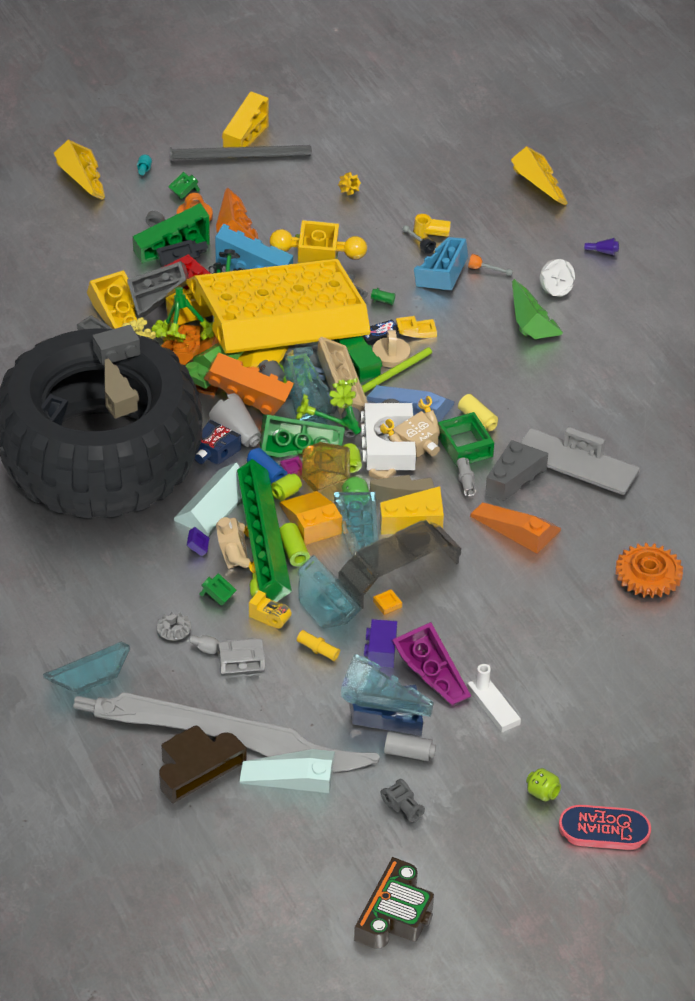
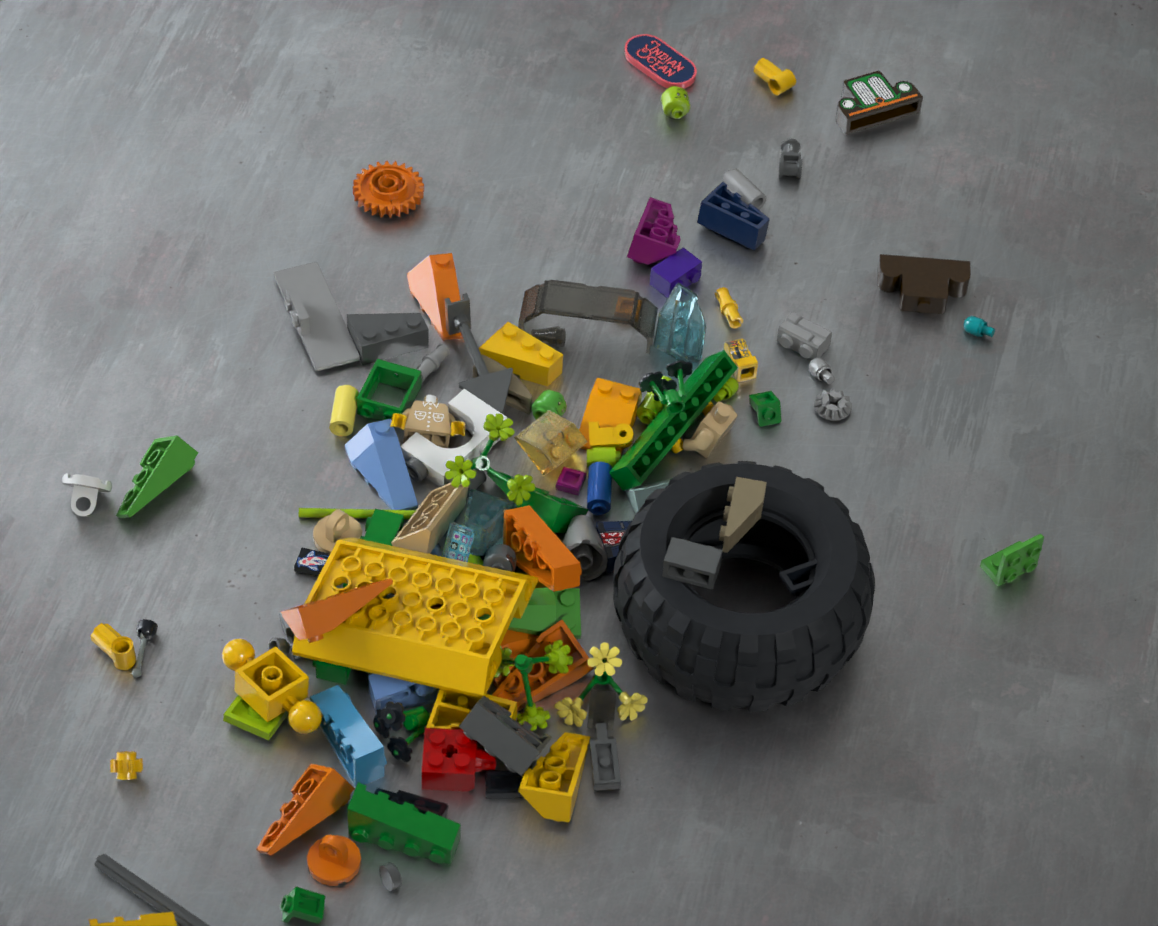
camera: 140 degrees left, 5 degrees up
(91, 670) = (950, 405): clear light blue wedge -> none
(123, 756) = (977, 327): none -> teal cylinder
(198, 541) = (740, 455): dark purple plate -> none
(257, 736) = (844, 264): light grey piece -> none
(263, 504) = (665, 390): none -> plant
(294, 492) = (619, 436): none -> yellow leg
(297, 770) = (847, 221): light aqua wedge -> none
(317, 255) = (322, 616): none -> orange wedge
(355, 459) = (509, 449): lime brick -> none
(358, 518) = (579, 369): clear light blue wedge -> none
(371, 688) = (743, 201): clear light blue wedge -> none
(382, 296) = (271, 604): green pin -> none
(403, 467) = (488, 387): none -> dark grey piece
(419, 329) = (281, 542): yellow slope -> none
(443, 266) = (170, 580): dark azure wedge -> none
(476, 262) = (125, 571): hinge -> none
(492, 700) = (637, 184): white piece -> none
(492, 874) = (777, 80): none -> yellow piece

